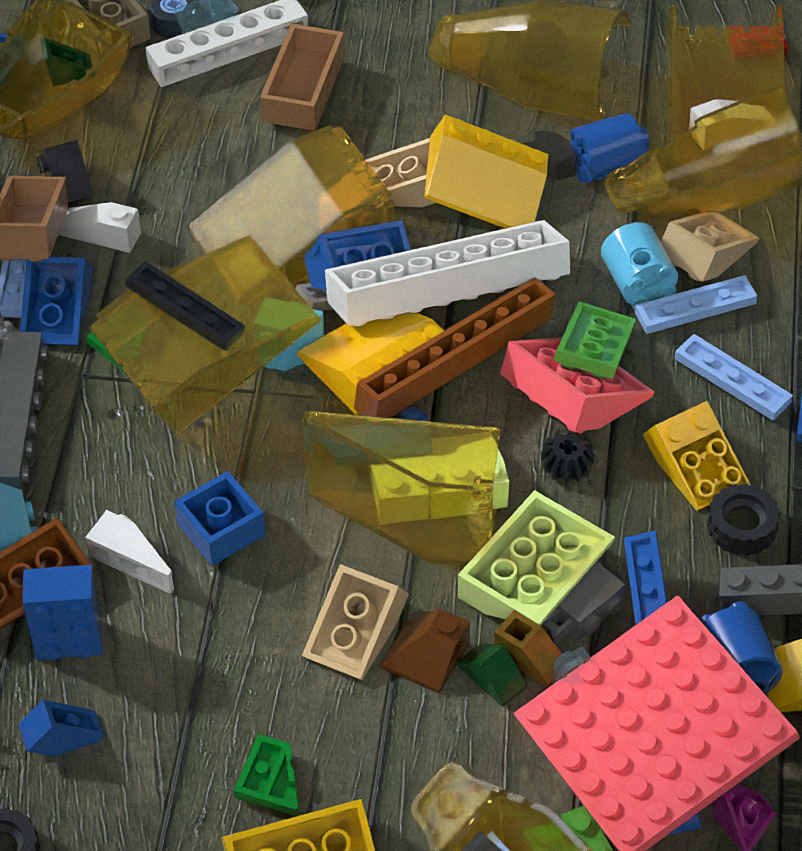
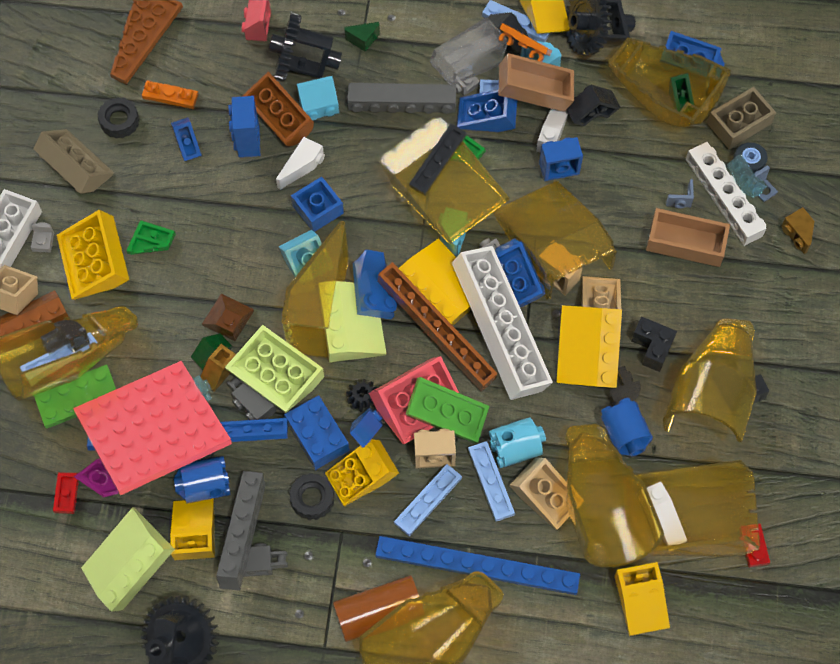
camera: 90 degrees right, 15 degrees up
(159, 206) = (560, 158): none -> blue brick
(235, 82) = (681, 201): none -> sand blue bracket
(313, 539) = (300, 250): none -> medium azure slope
(354, 622) = (247, 278): tan slope -> none
(478, 111) = (657, 340): none -> black brick
(629, 437) = (366, 426): none -> blue slope
(639, 504) = (317, 432): none -> blue brick
(658, 355) = (434, 448): none -> tan brick

